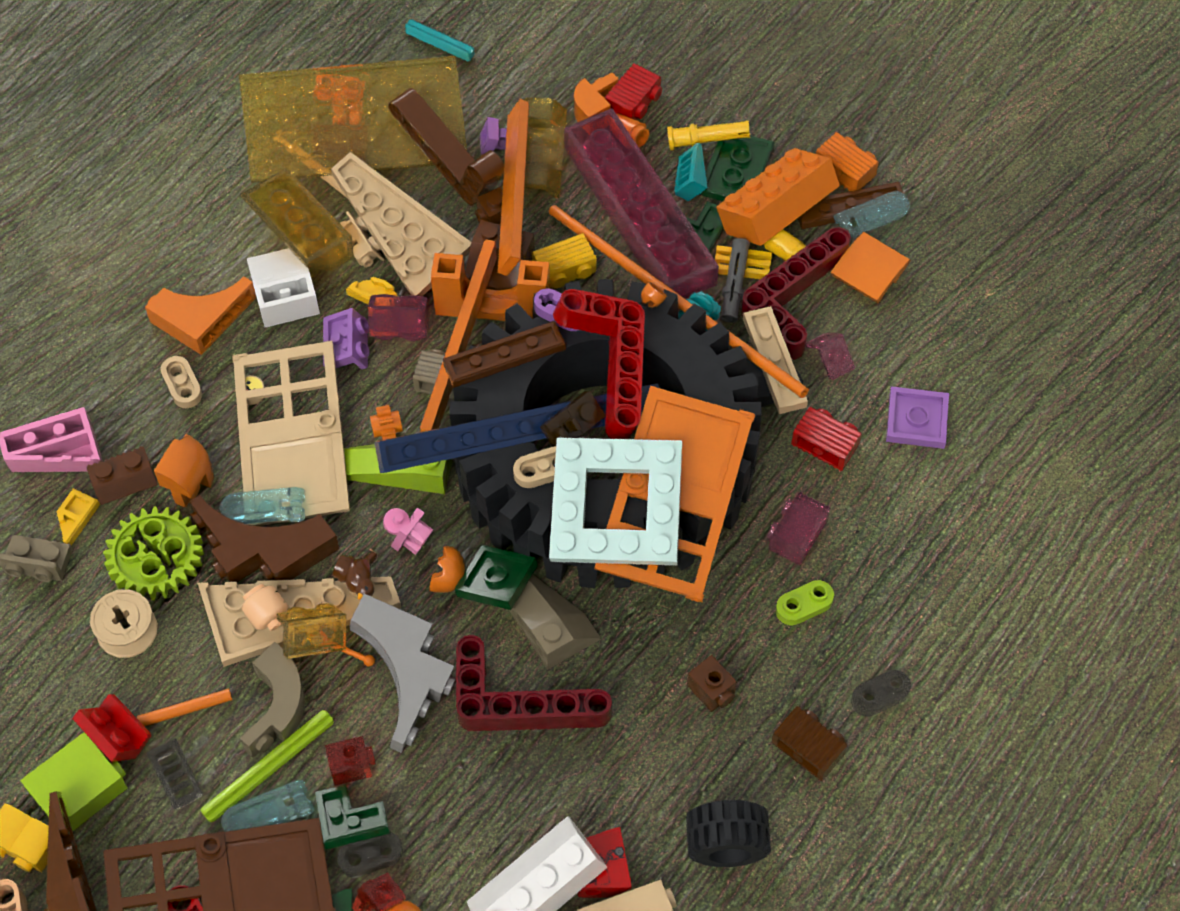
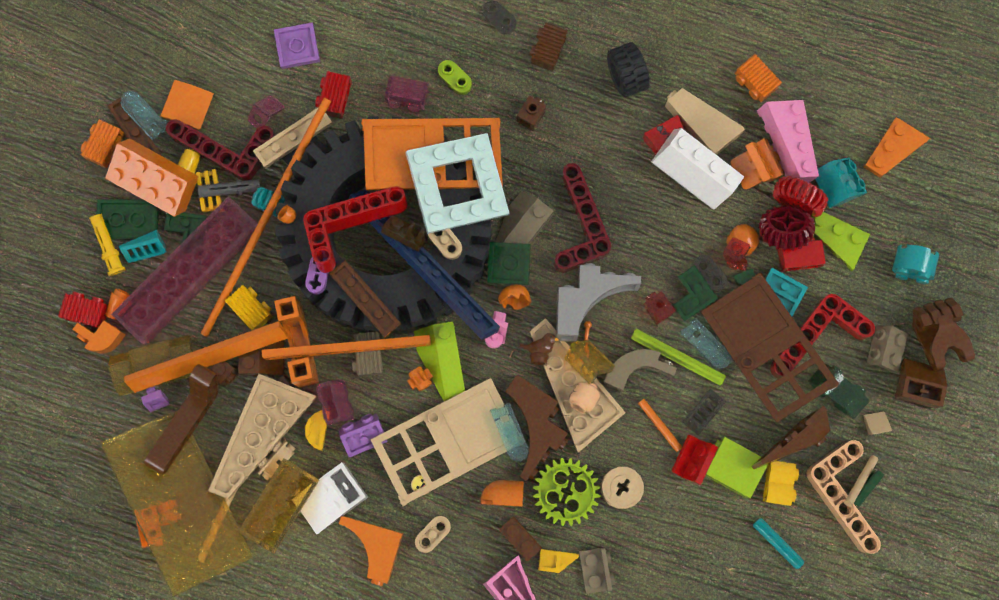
camera: 110 degrees left, 20 degrees up
(439, 40) = (71, 475): teal axle -> none

